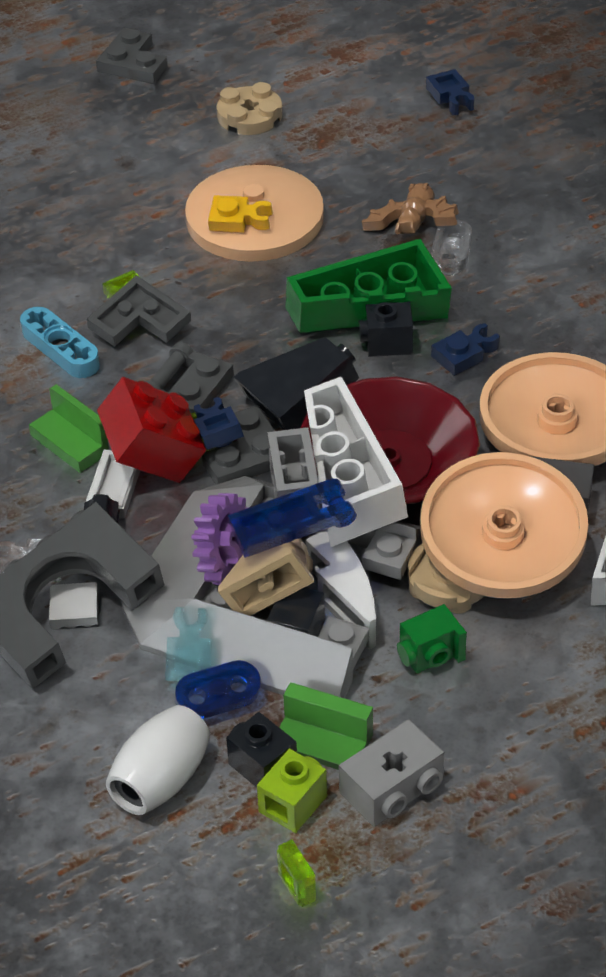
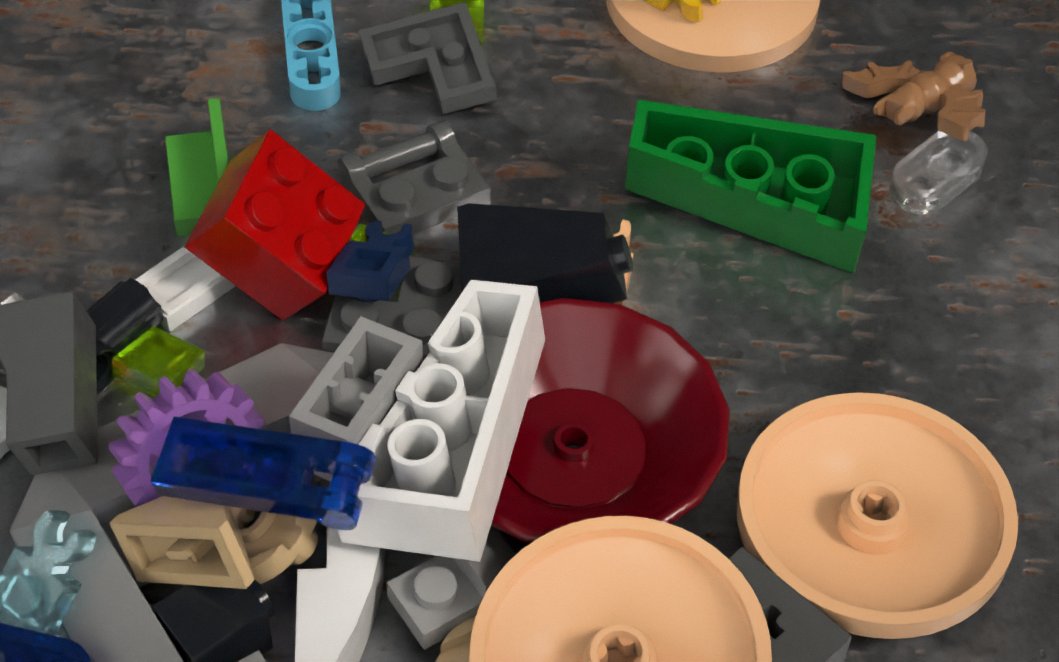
camera: 30 degrees right, 5 degrees up
(143, 528) = (156, 356): none -> clear neon green tile
(387, 329) = (740, 247): black brick -> none
(461, 351) = (828, 337): dark blue plate -> none

